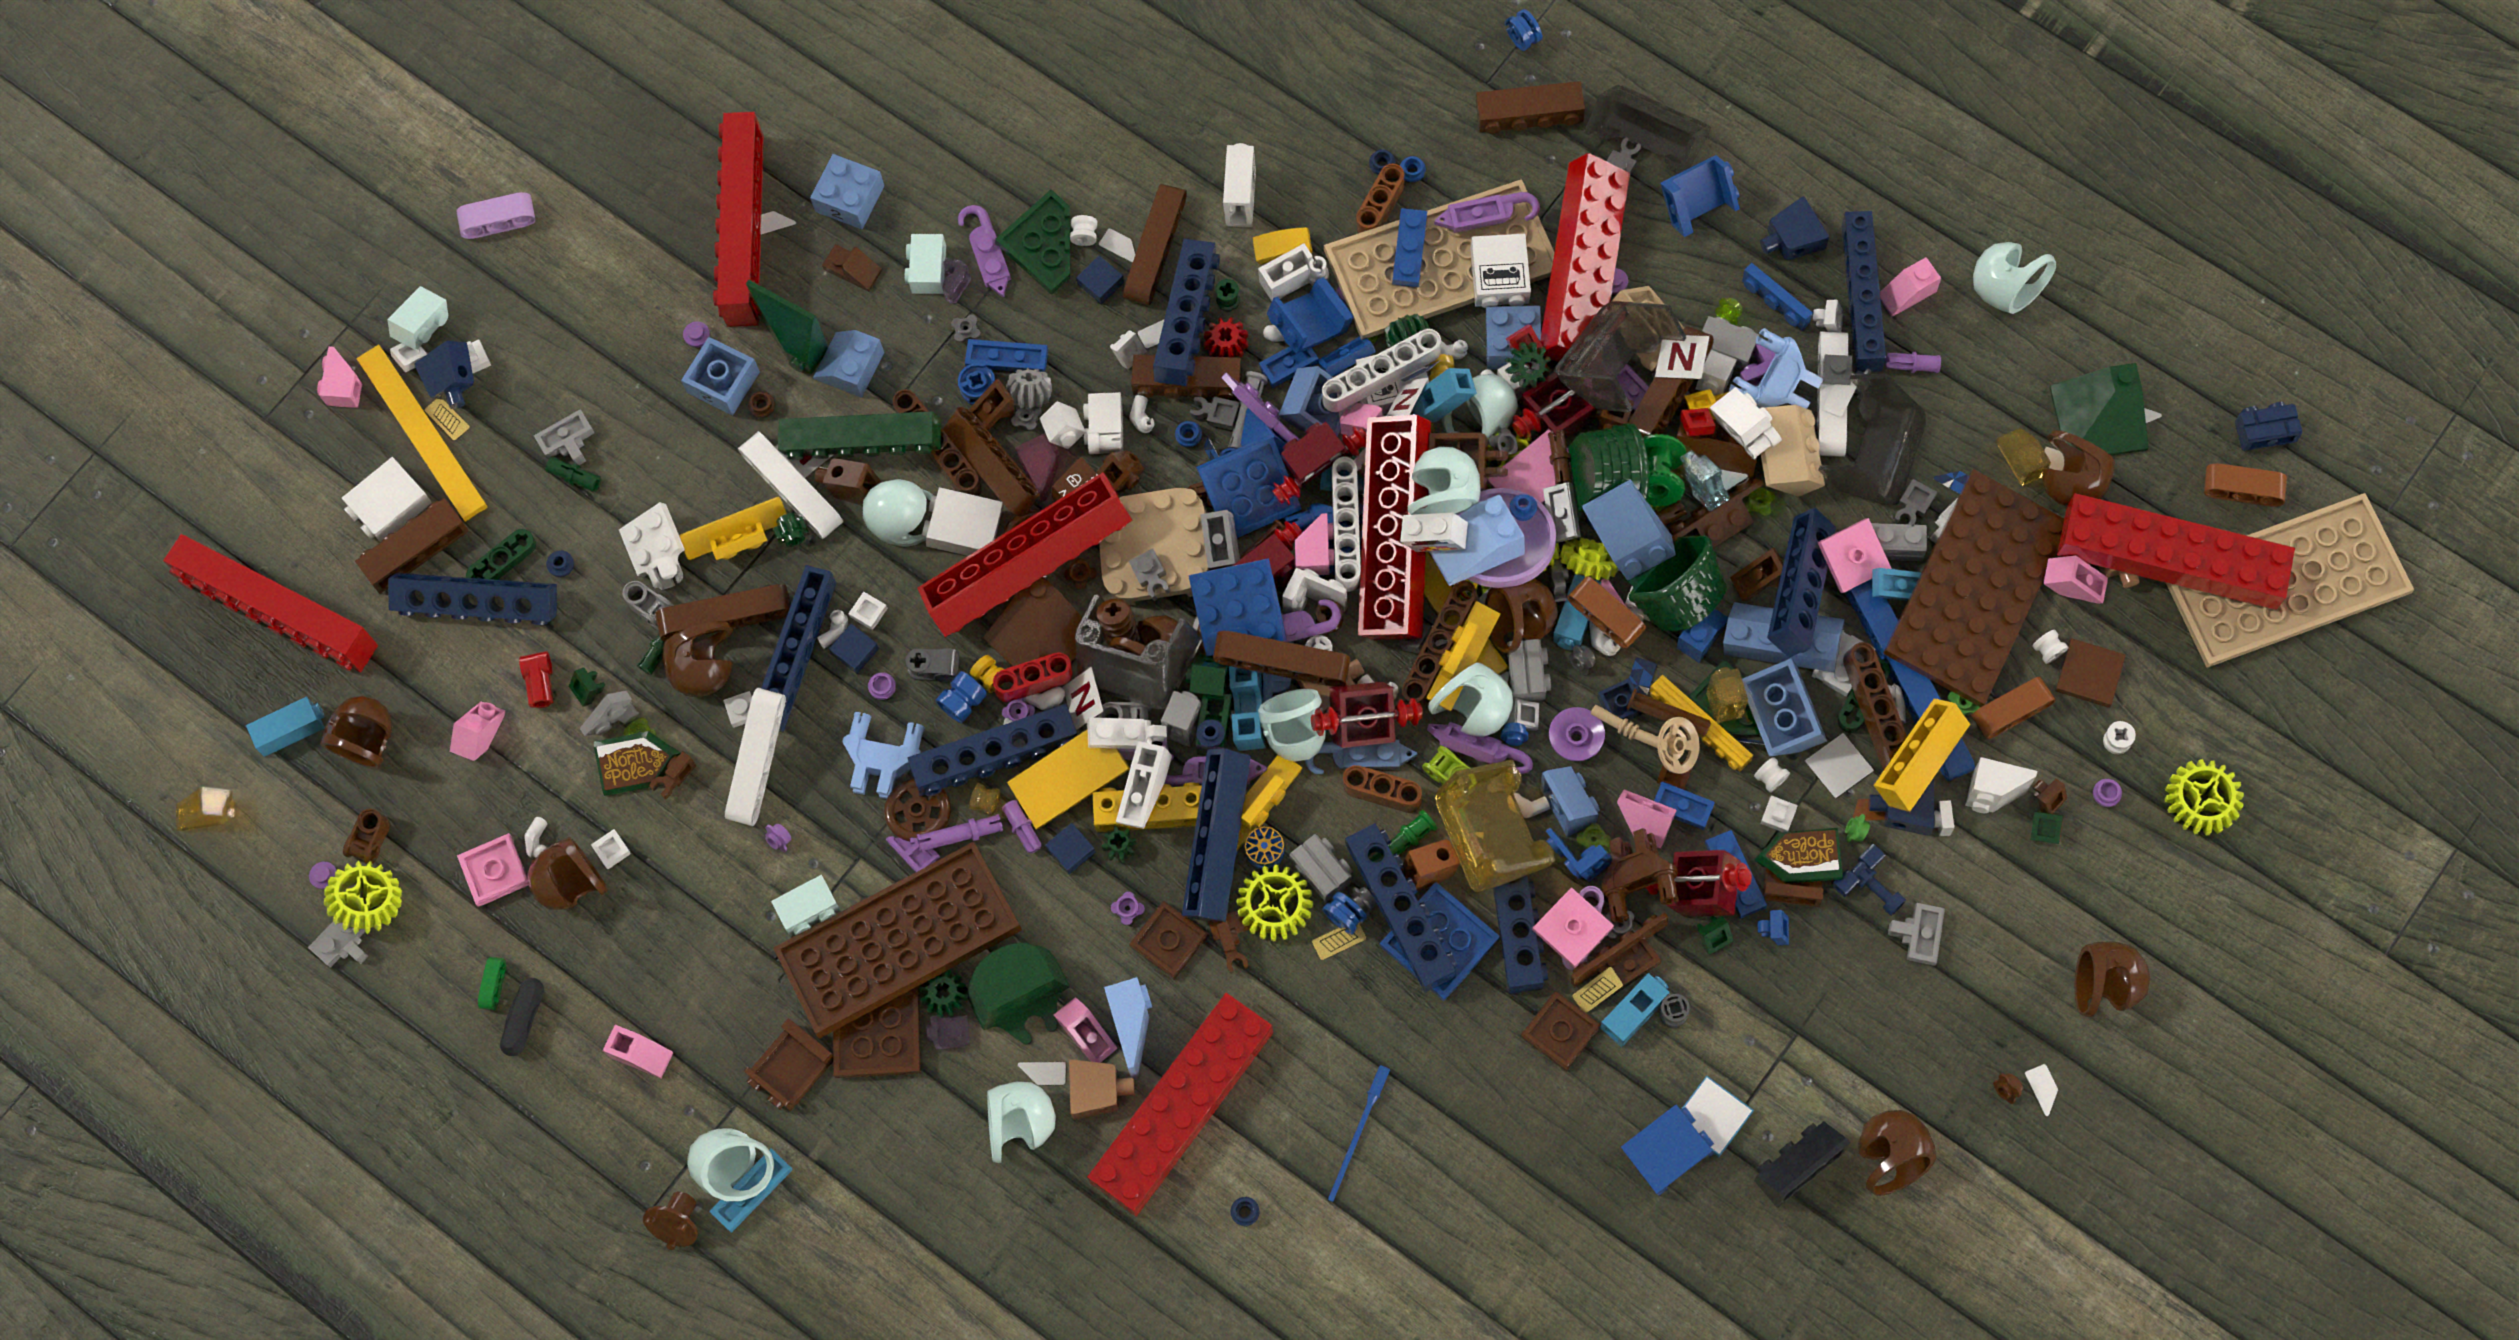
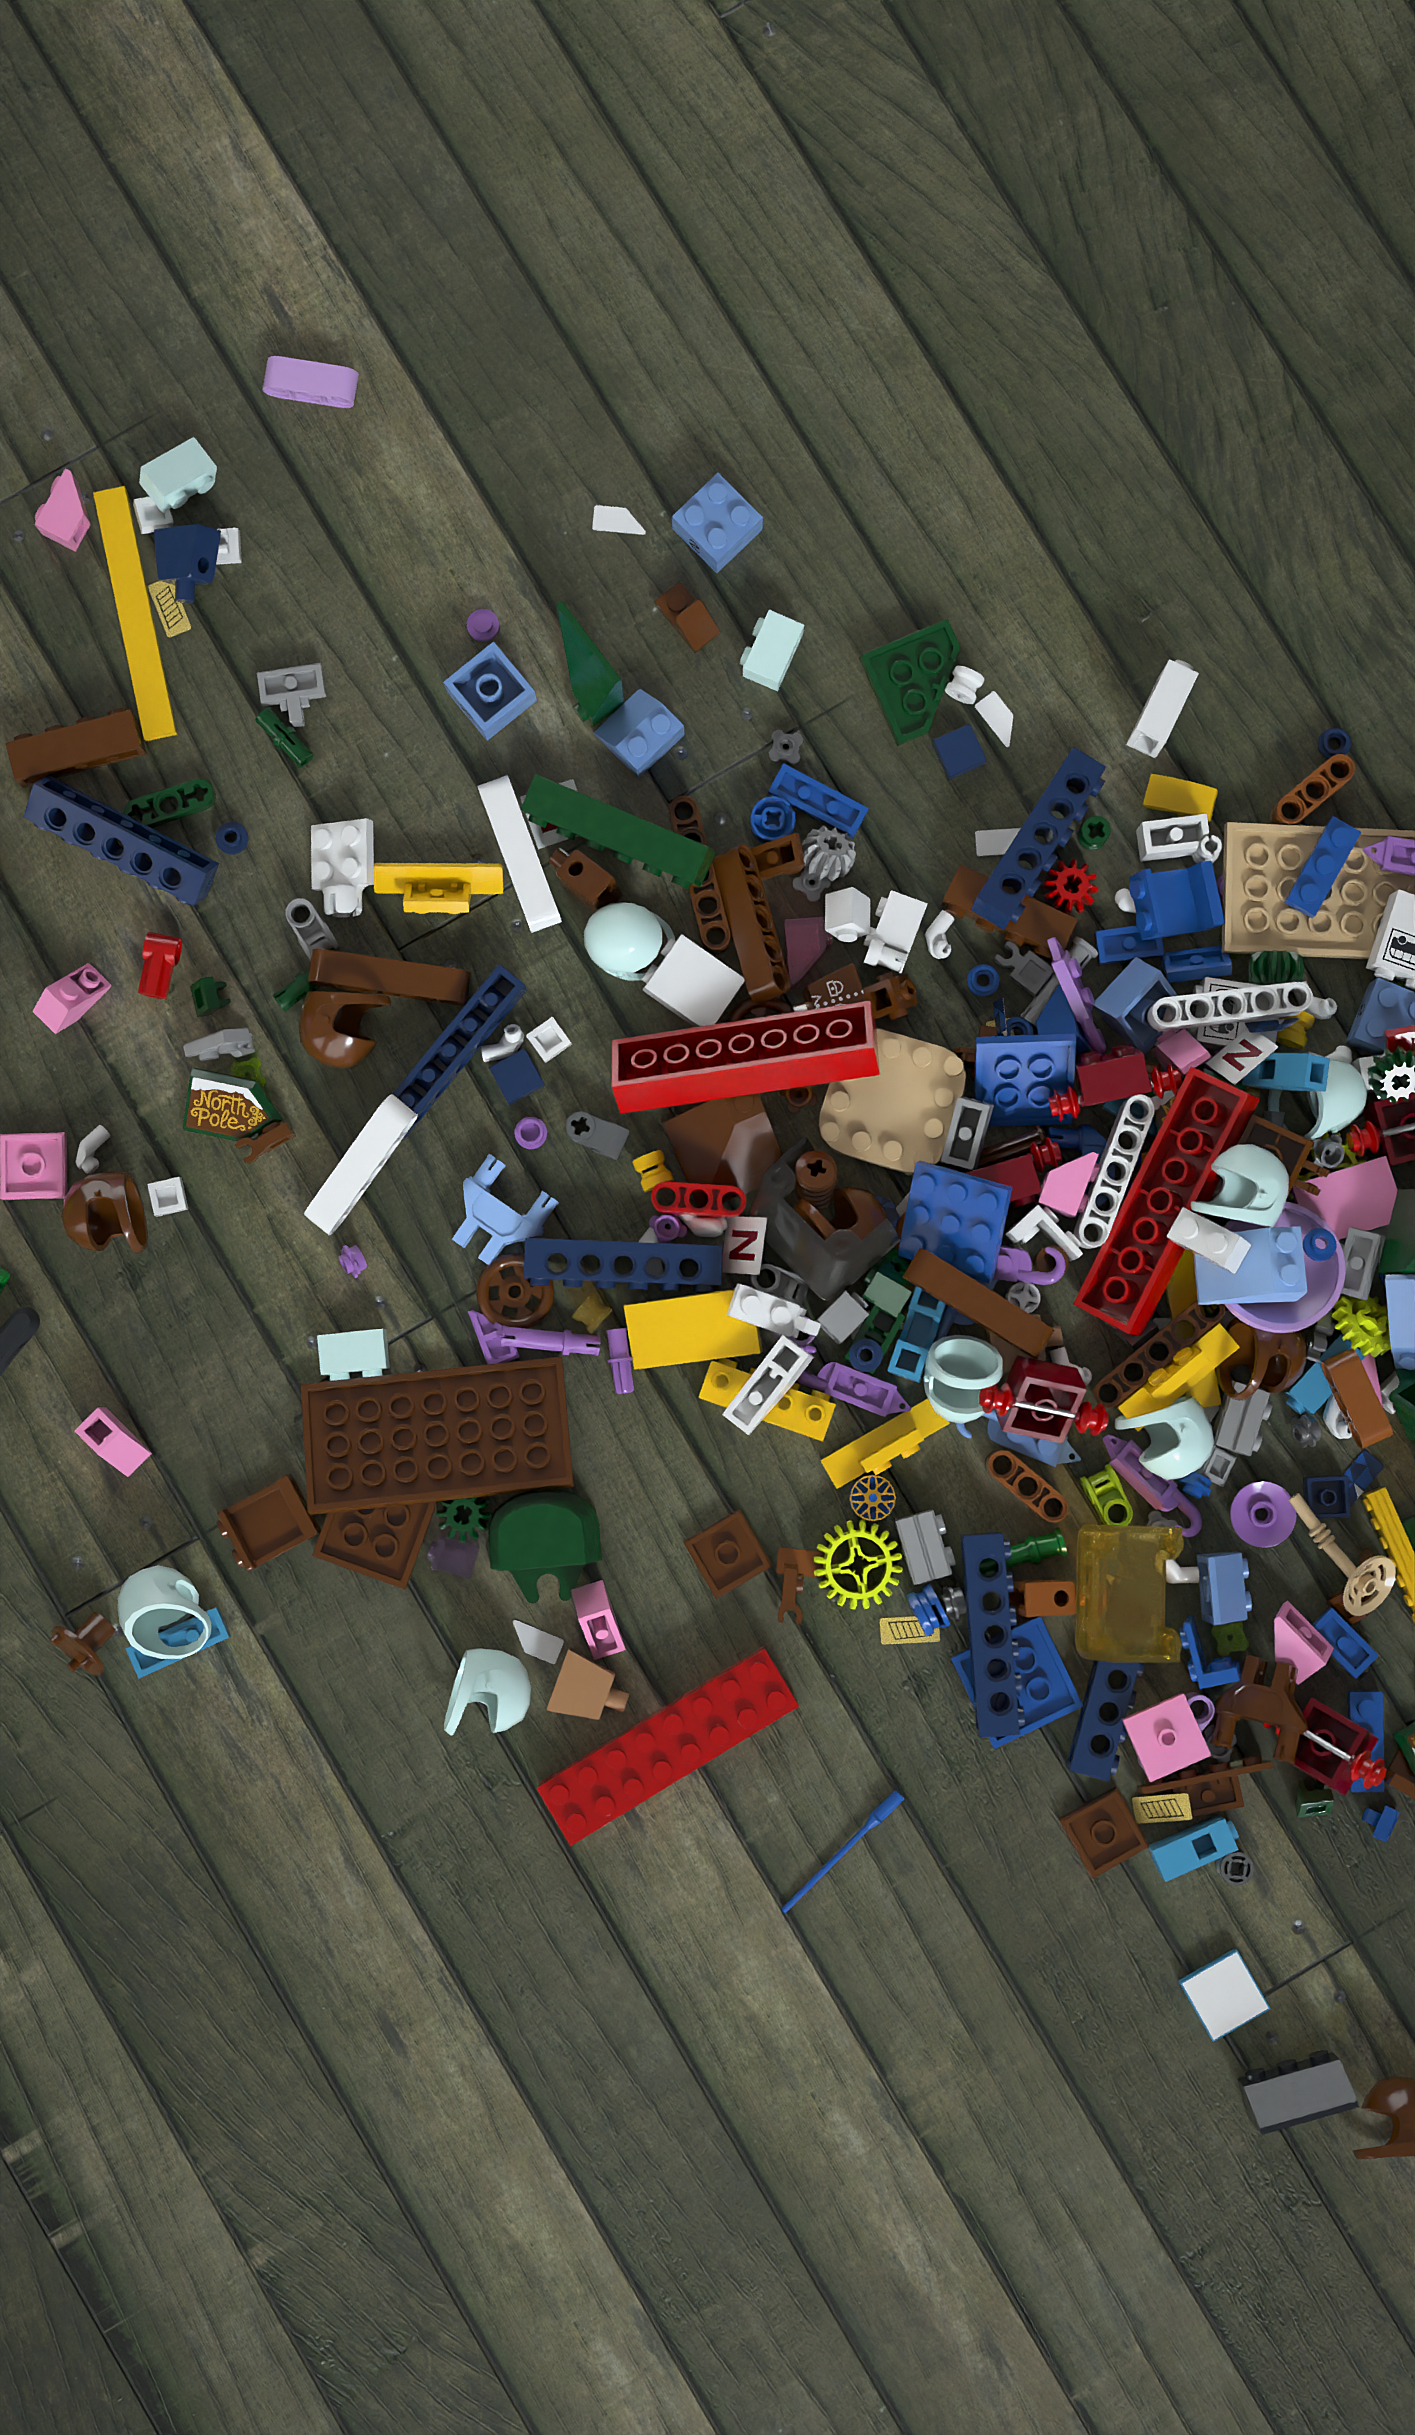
camera: 15 degrees right, 15 degrees up
(385, 500) = (65, 682): white brick -> none
(738, 708) = (367, 1093): white plate -> none
(739, 217) = (583, 506): red brick -> none
(761, 397) = (523, 732): reddish brown plate -> none
(790, 530) = (499, 908): dark green gear -> none
(957, 280) = (795, 688): clear purple bracket -> none
(960, 698) = (611, 1186): blue wheel -> none
(987, 253) = (845, 666): medium lavender plate -> none
(1070, 848) = (662, 1407): dark blue piece -> none
(1126, 347) = (956, 851): white tile -> none
(1126, 844) = (722, 1435): dark green gear -> none
(1127, 900) = (693, 1508): medium lavender plate -> none
(1130, 1014) = (650, 1632): light blue slope -> none
(1149, 571) = (874, 1133): flat silver plate -> none
(1155, 244) = (1038, 735): reddish brown beam -> none
(1216, 835) = (825, 1468): dark blue brick -> none
(1241, 1203) = (685, 1896): dark blue plate -> none
(1416, 163) = (1373, 763): blue plate -> none
(1559, 457) = (1383, 1198): reddish brown pin -> none
(1665, 711) = (1372, 1535): reddish brown axle -> none
(1668, 1148) = (1163, 2018): blue panel -> none

